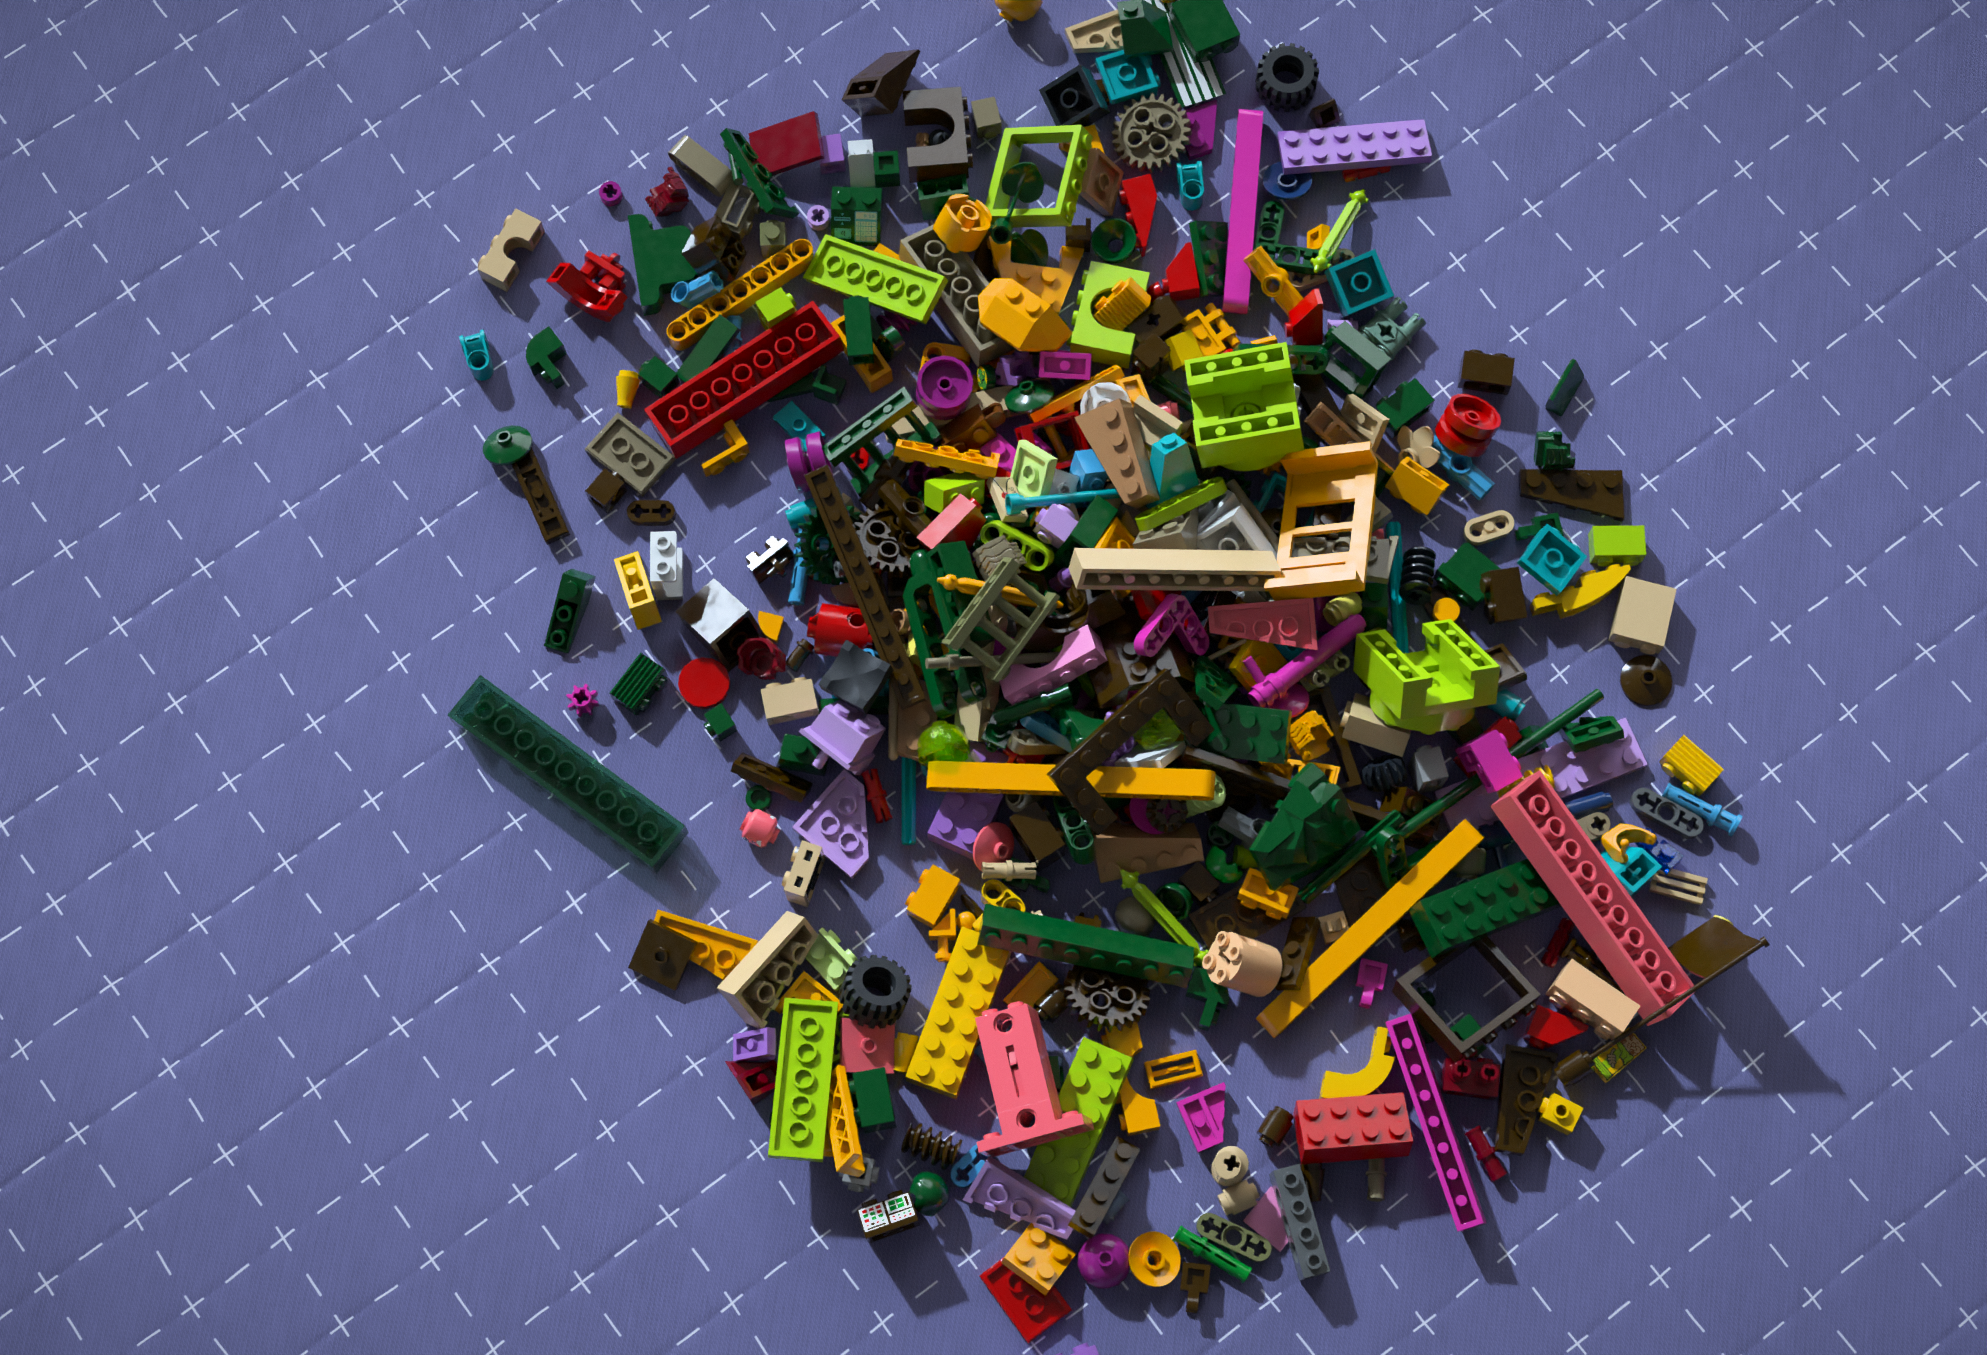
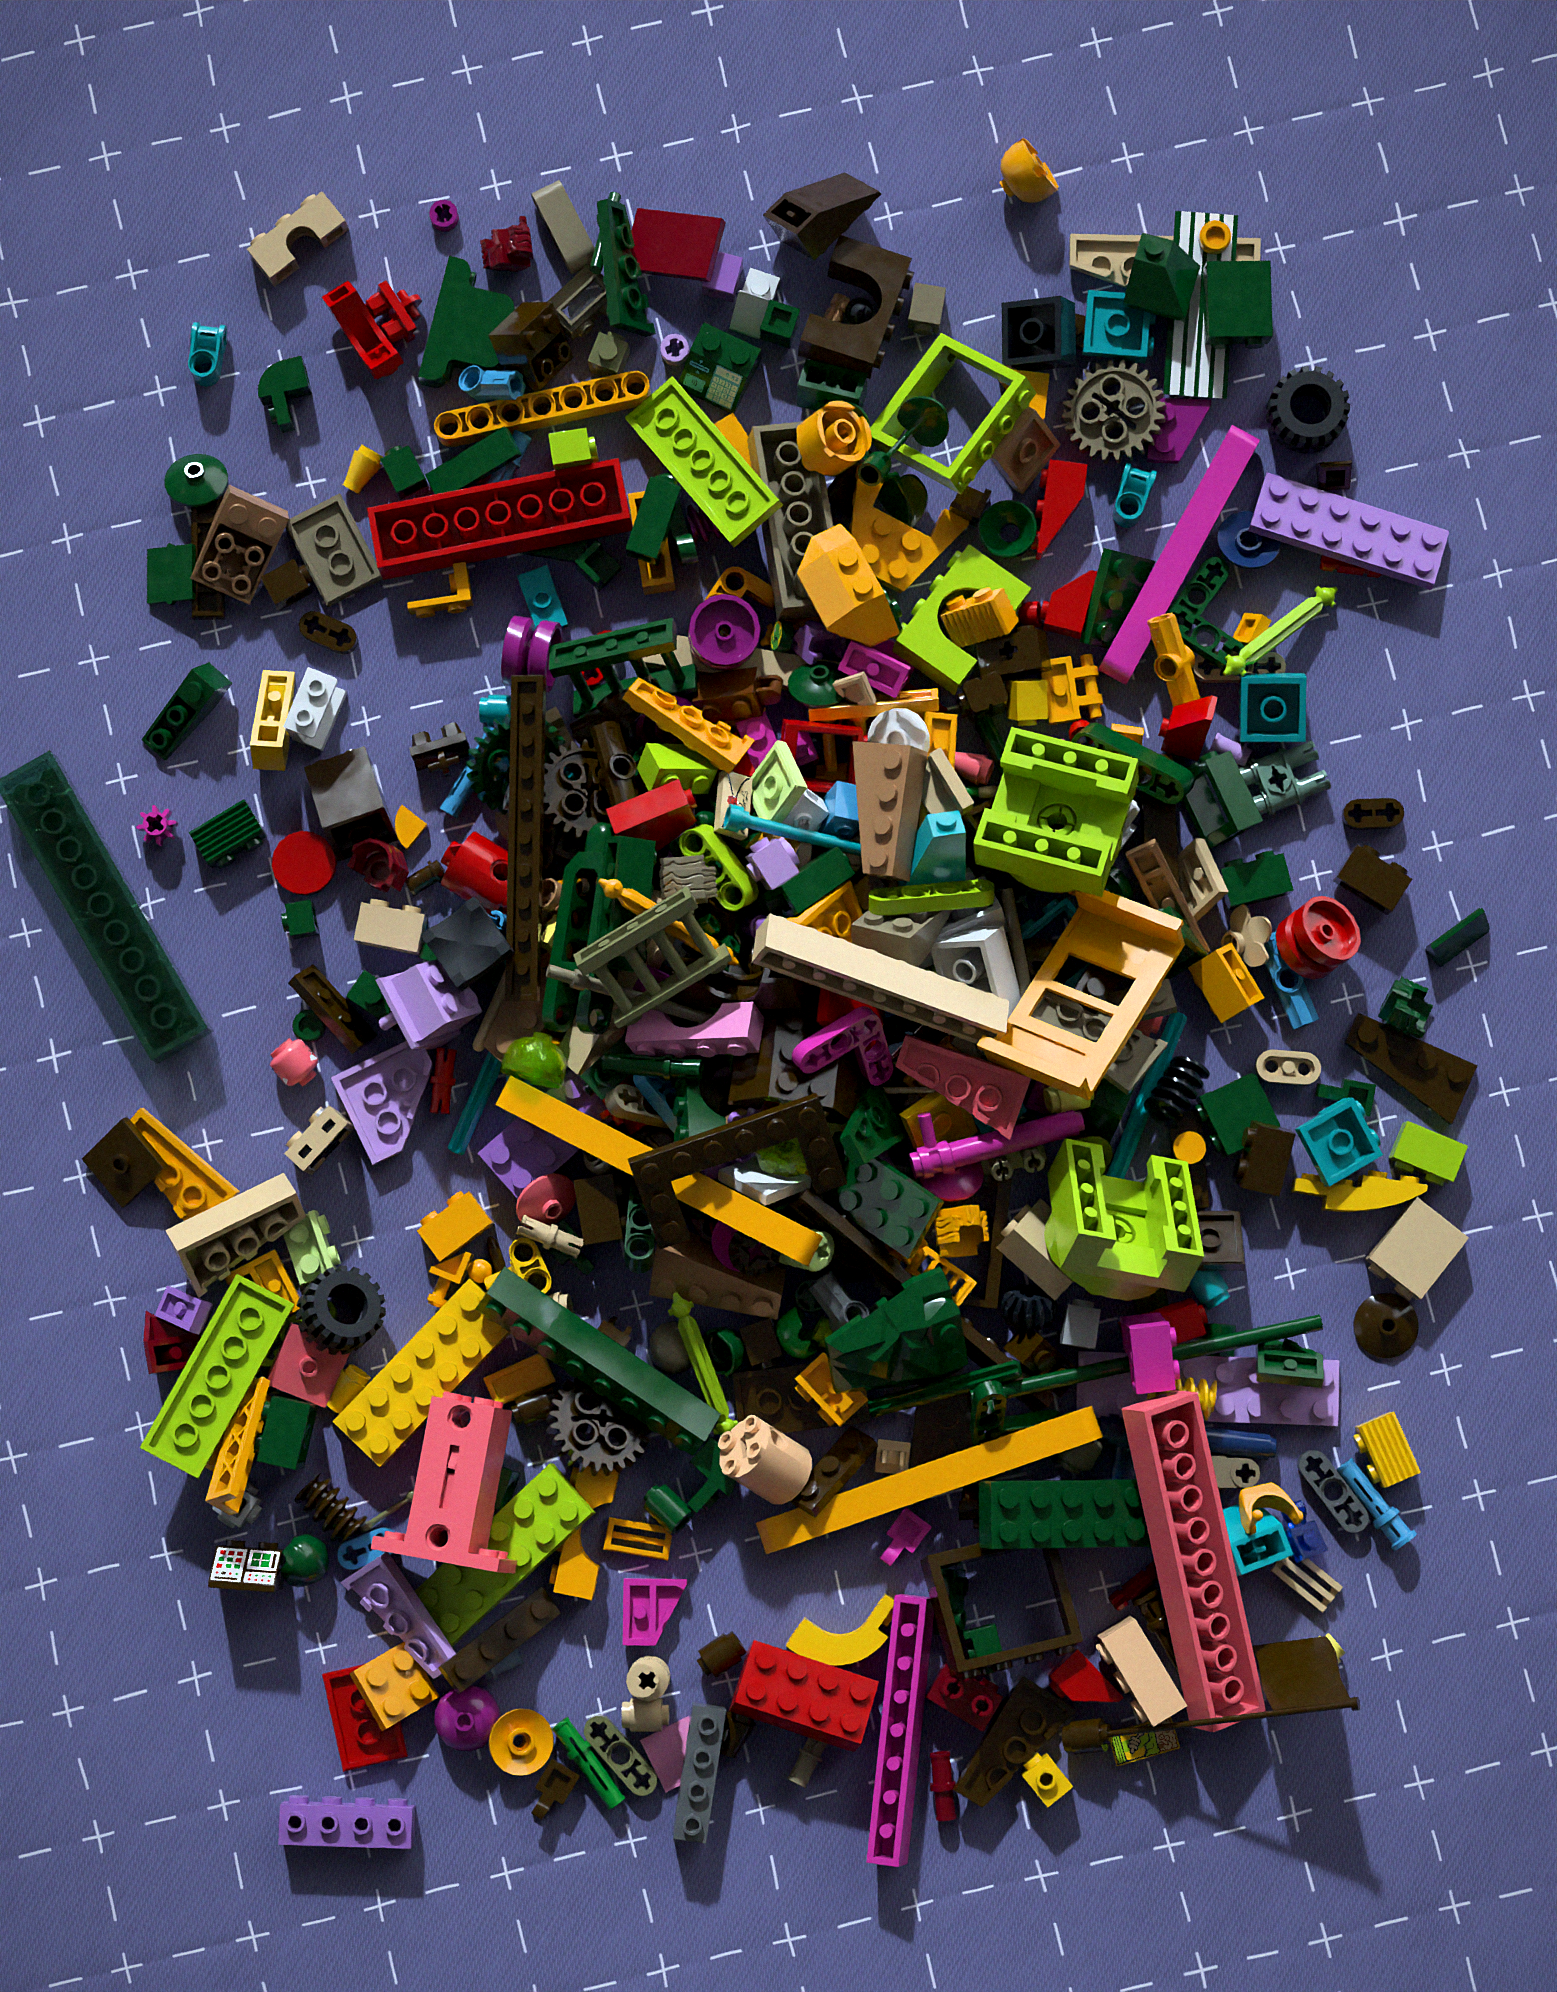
camera: 25 degrees right, 10 degrees up
(516, 518) = (170, 574): none -> dark green piece
(559, 475) = (239, 544): none -> medium nougat slope
(988, 1112) = (370, 1523): none -> olive hinge
(1058, 385) = (856, 689): none -> tan tile
(1185, 1035) = (667, 1509): none -> dark green brick
(1465, 334) = (1372, 805): none -> dark brown beam

